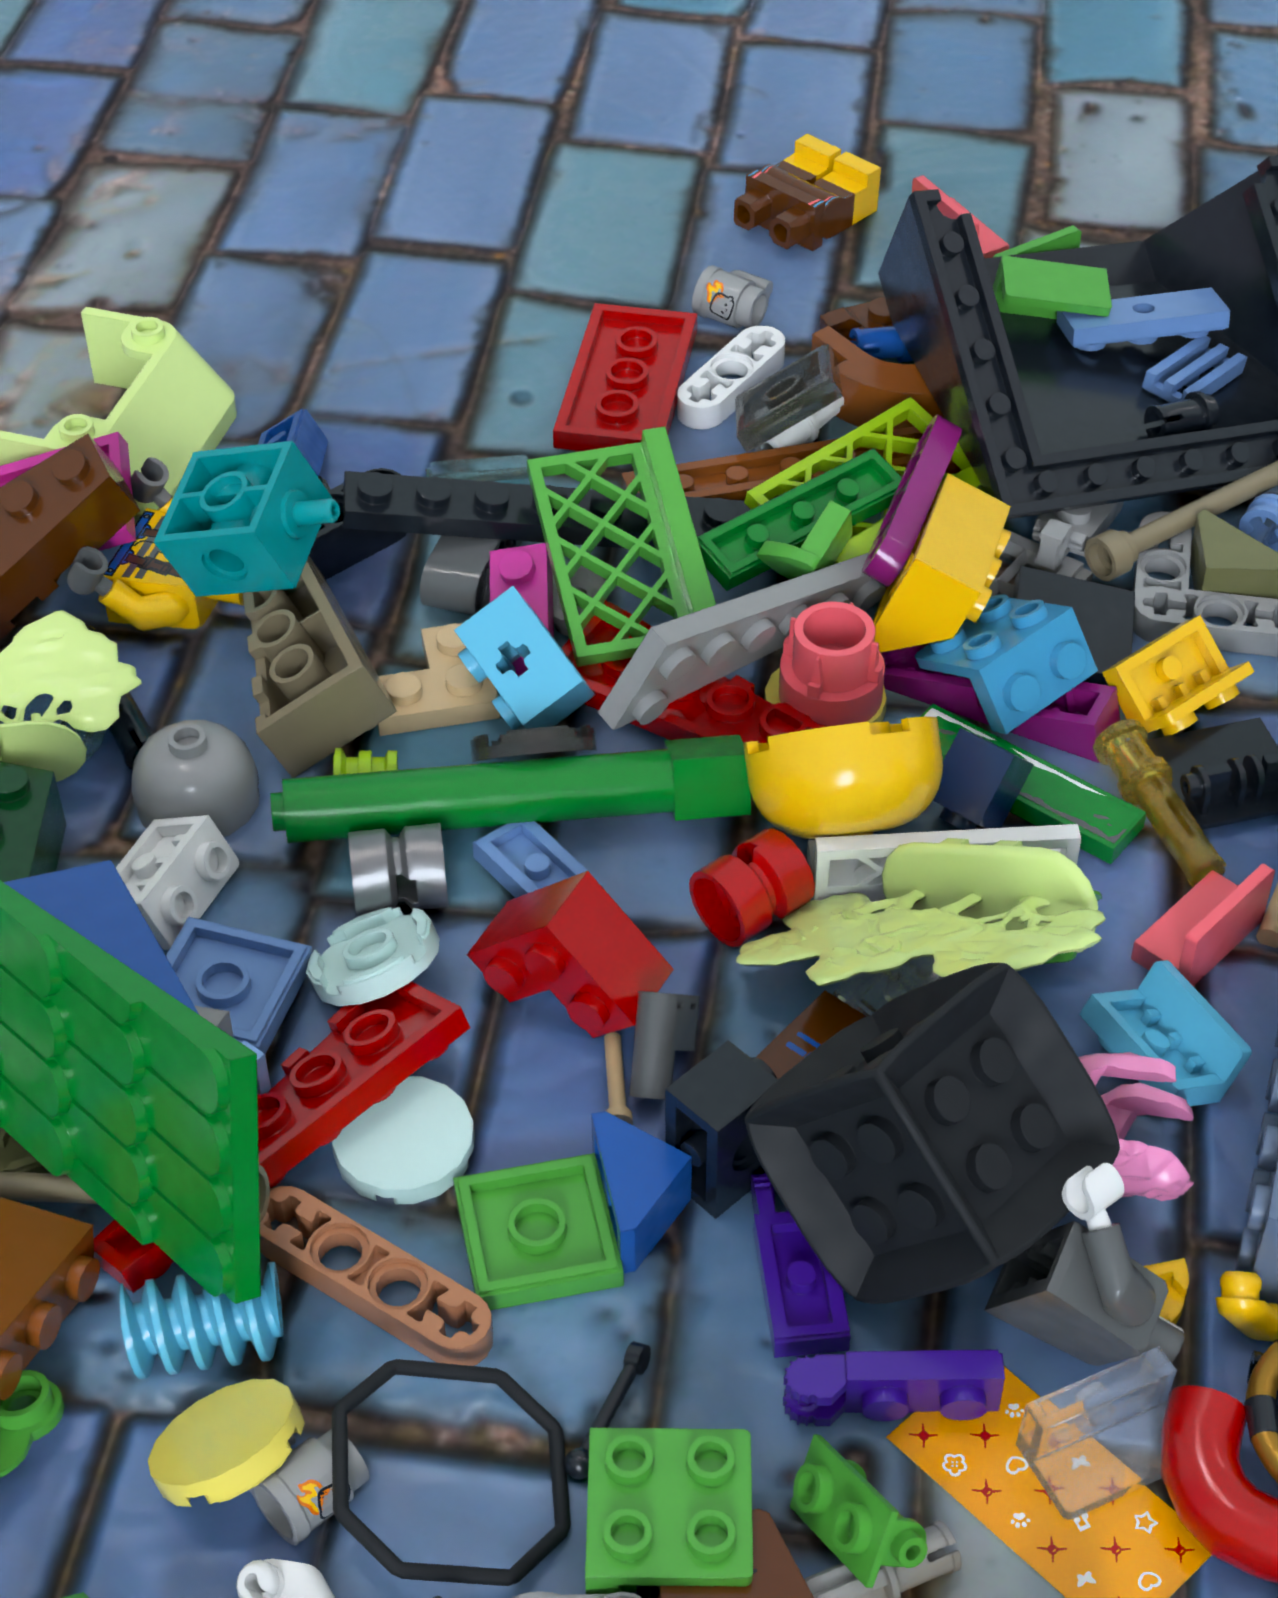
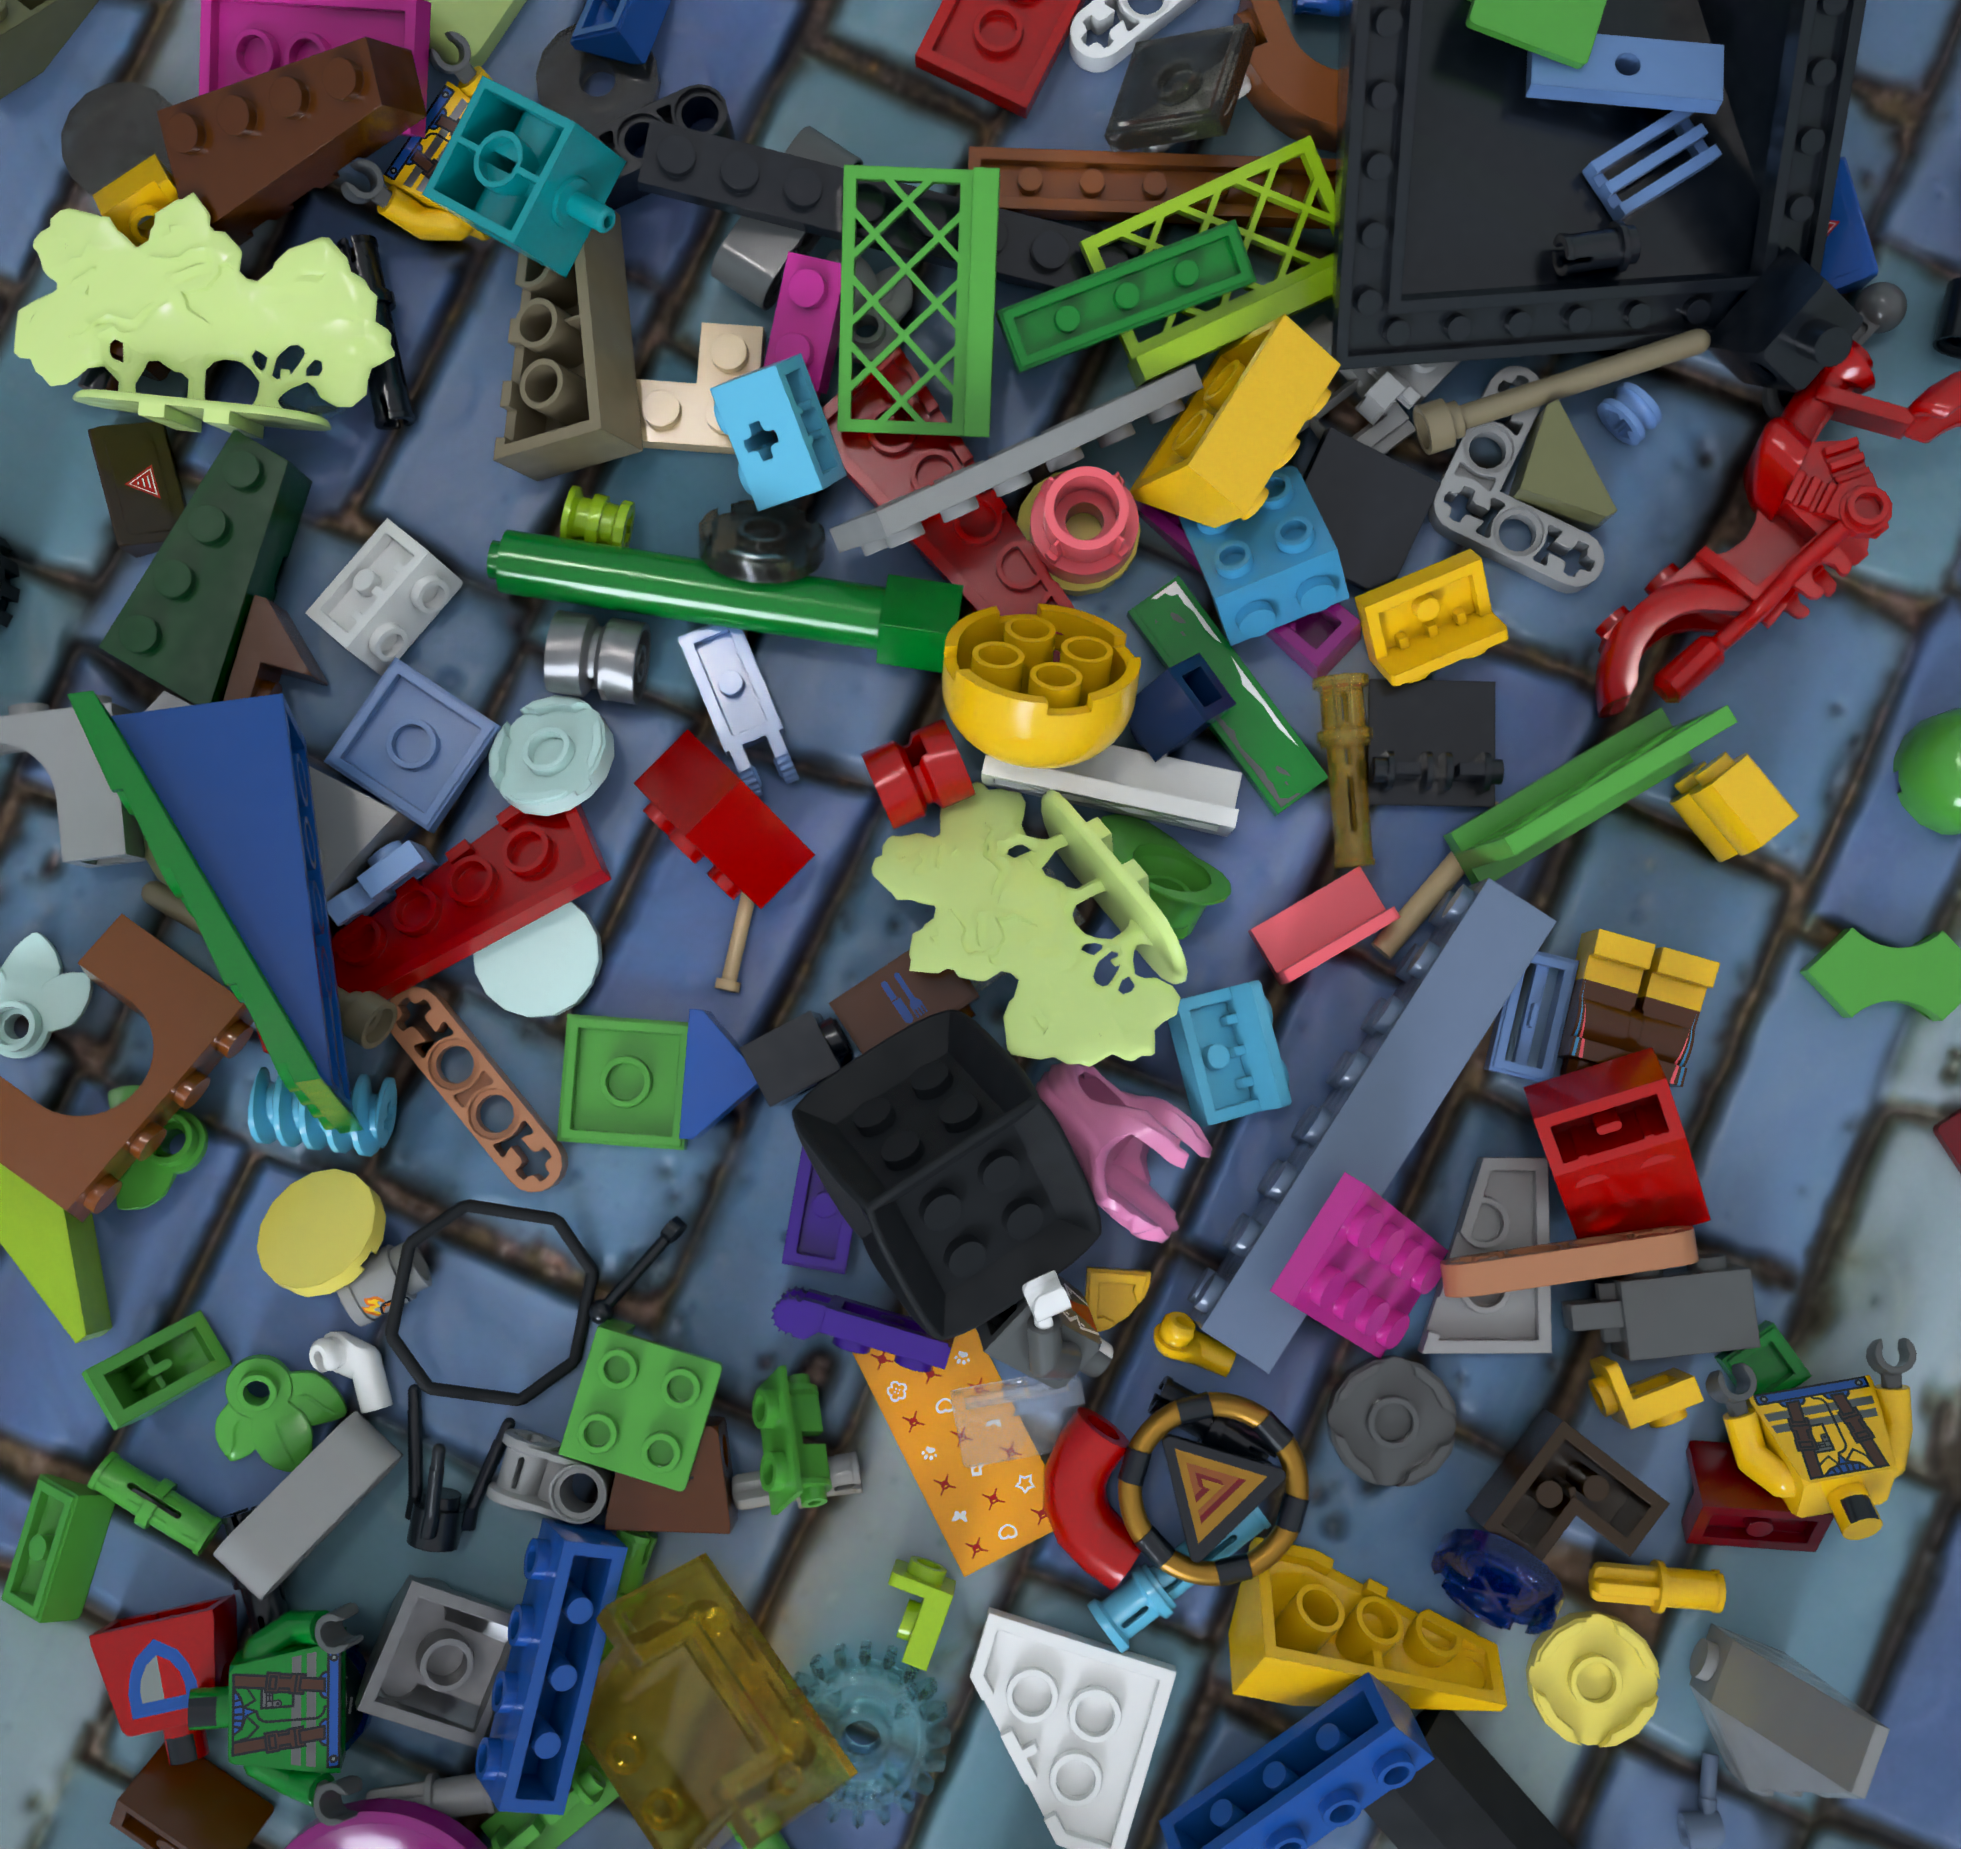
camera: 20 degrees right, 40 degrees up
(196, 772) = (436, 476): light grey cylinder -> none
(481, 468) = (821, 95): clear light blue piece -> none
(662, 1025) = (786, 918): dark grey piece -> none
(818, 550) = (1103, 382): bright green tile -> none
(912, 501) = (1243, 322): magenta beam -> none

